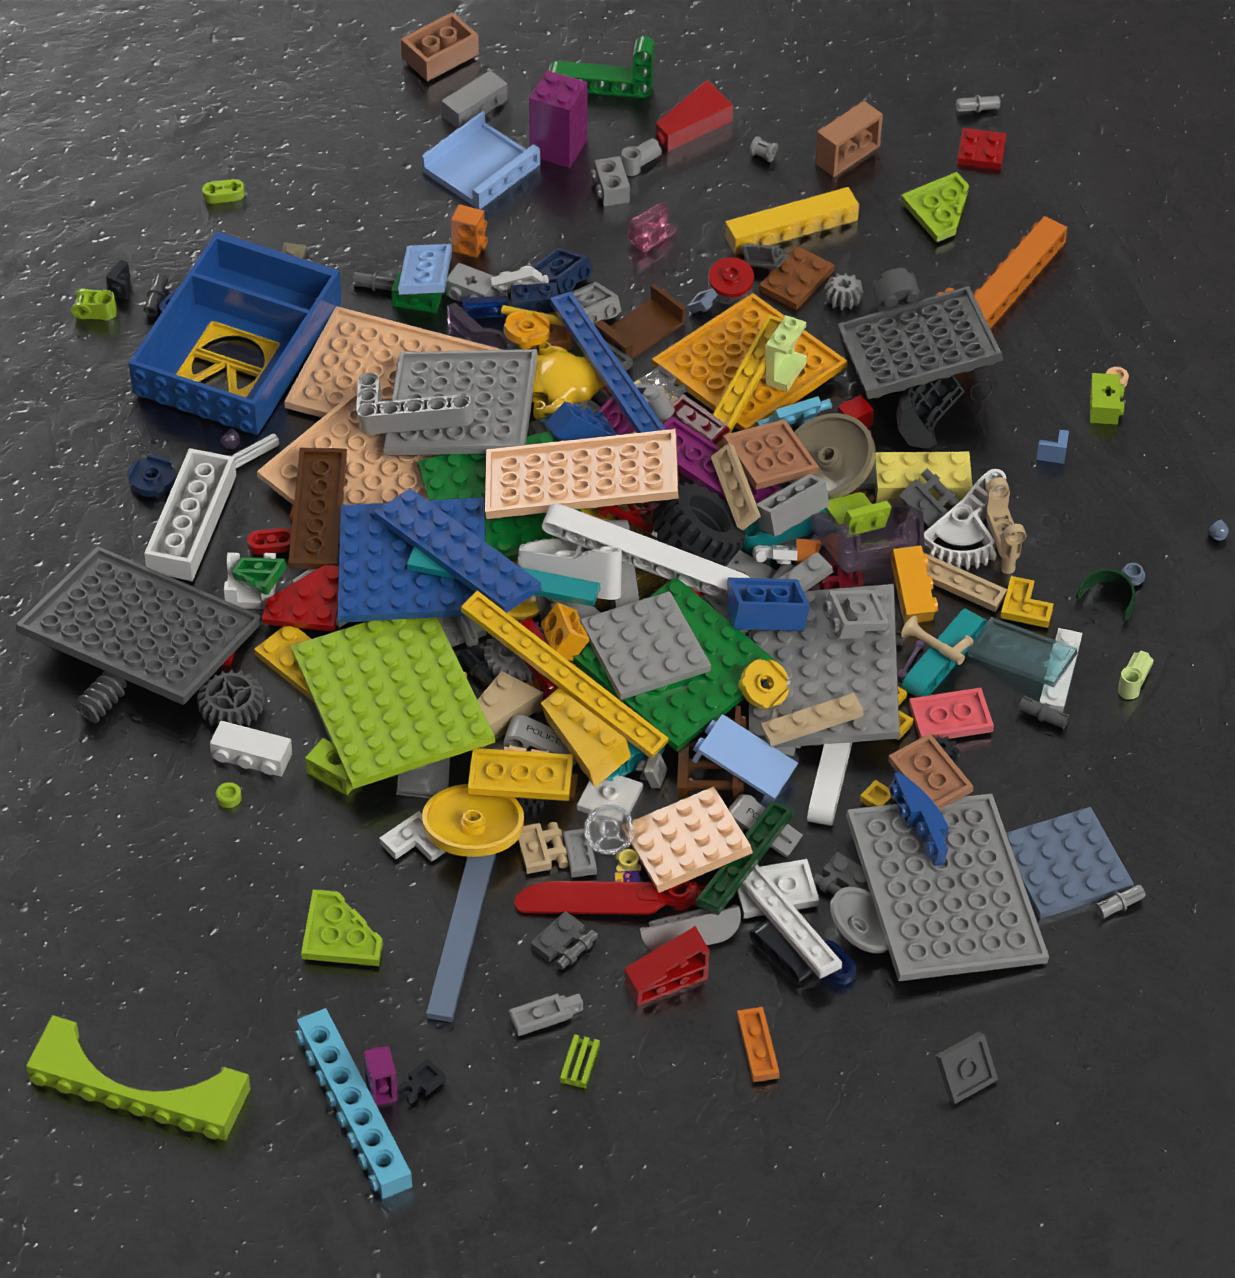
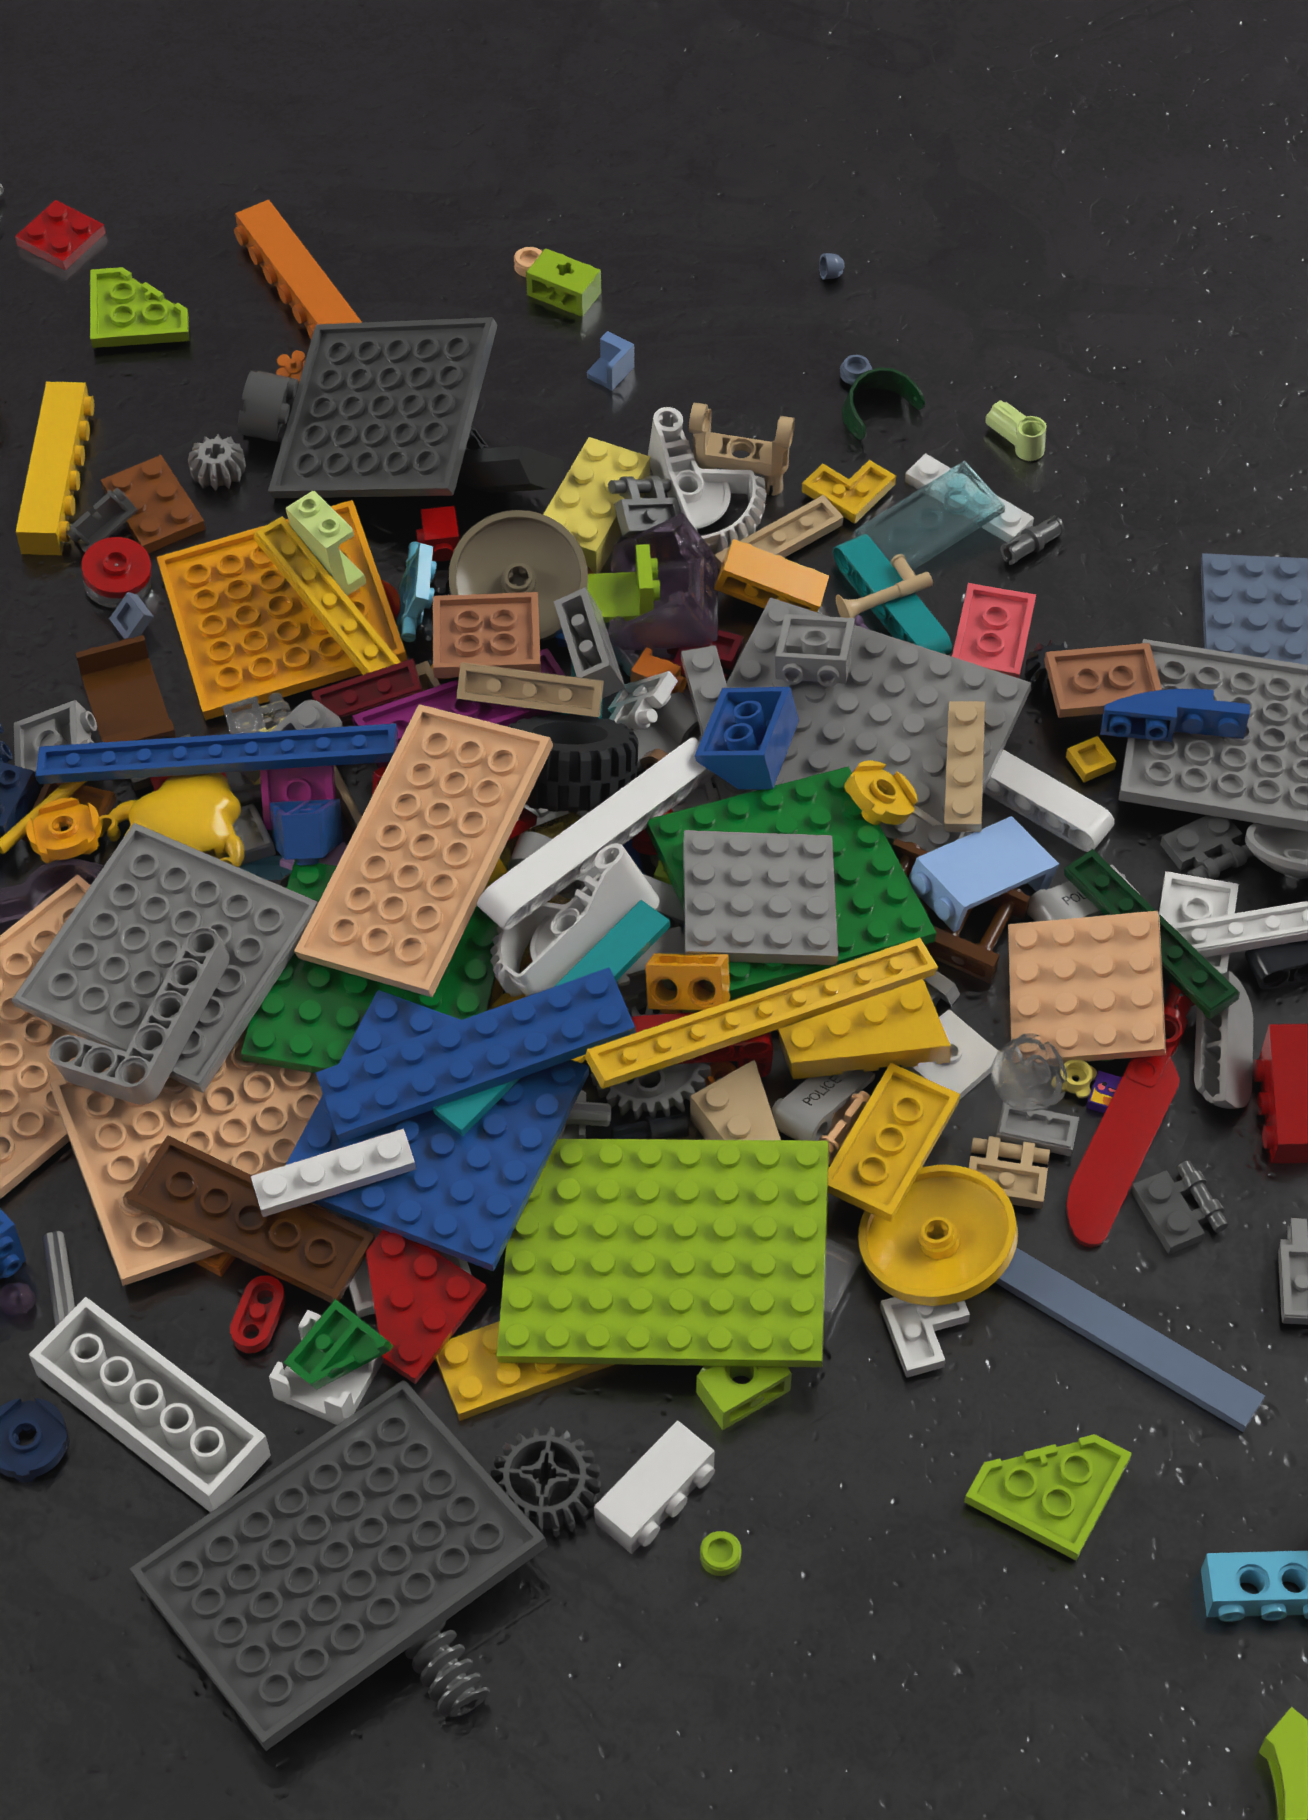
camera: 65 degrees left, 5 degrees up
(354, 523) = (333, 1172): none -> white plate

